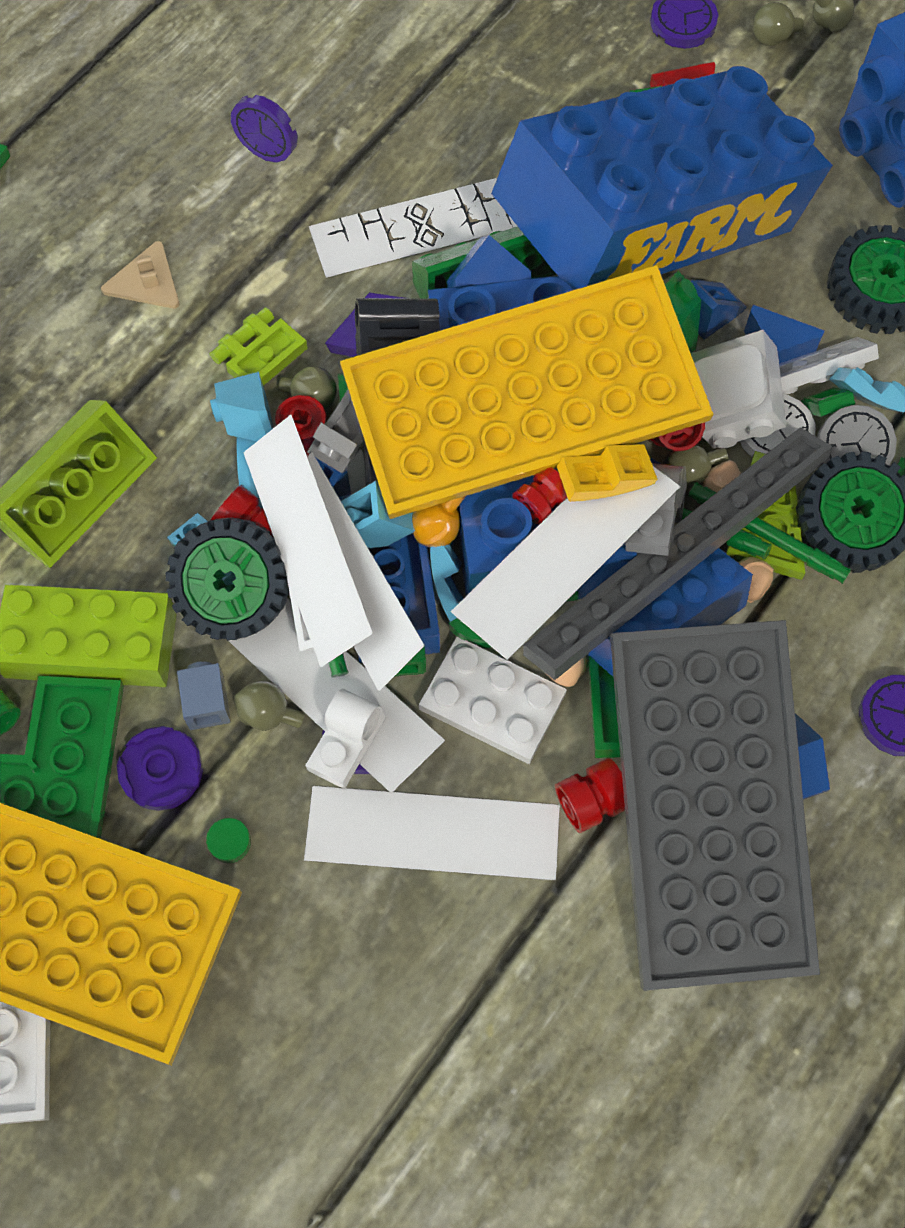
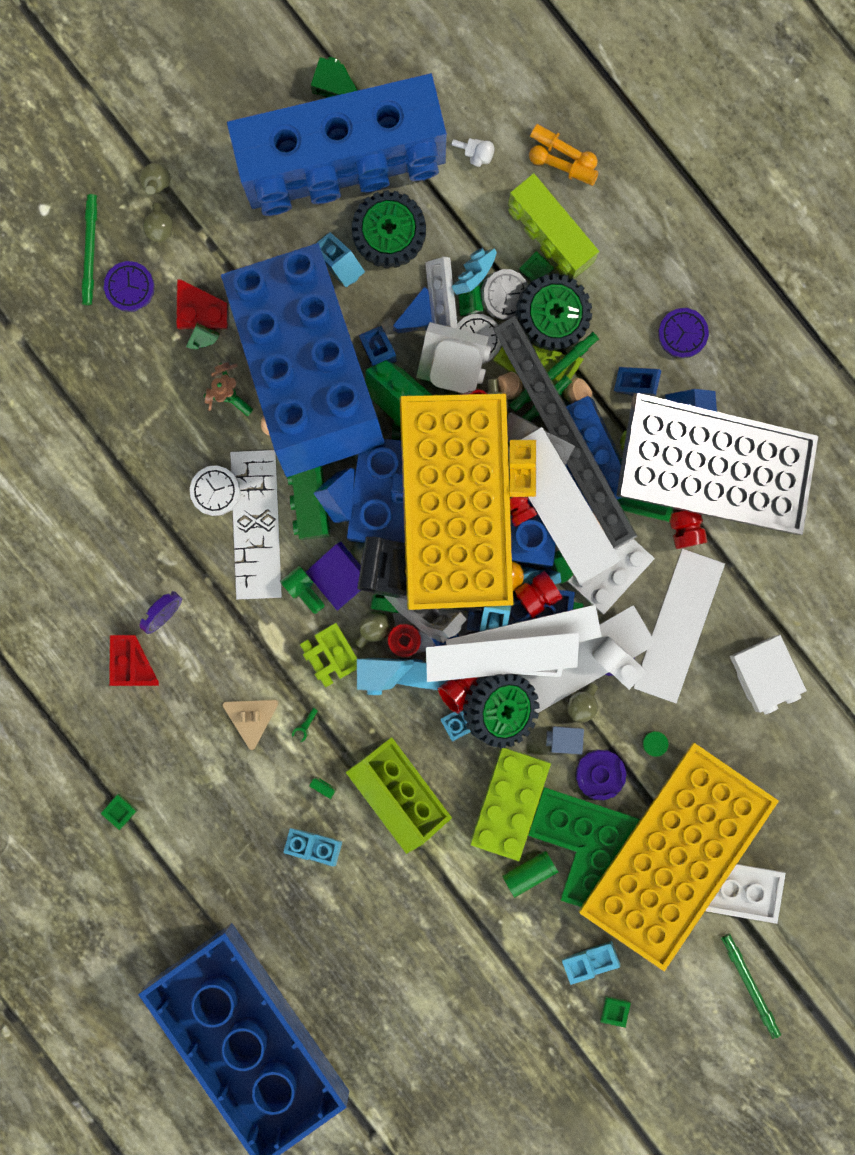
camera: 75 degrees left, 20 degrees up
(61, 381) = (323, 787): none -> green tile
(143, 343) = (305, 725): none -> green hand
(189, 121) = (129, 663): none -> red wing
(344, 286) = (299, 585): none -> green axle
(387, 989) = (768, 674): none -> white brick
(414, 566) = (536, 595): none -> red wheel
(449, 165) = (215, 490): none -> white tile
(808, 666) = (637, 380): none -> blue slope
(814, 230) = (340, 260): none -> medium azure slope

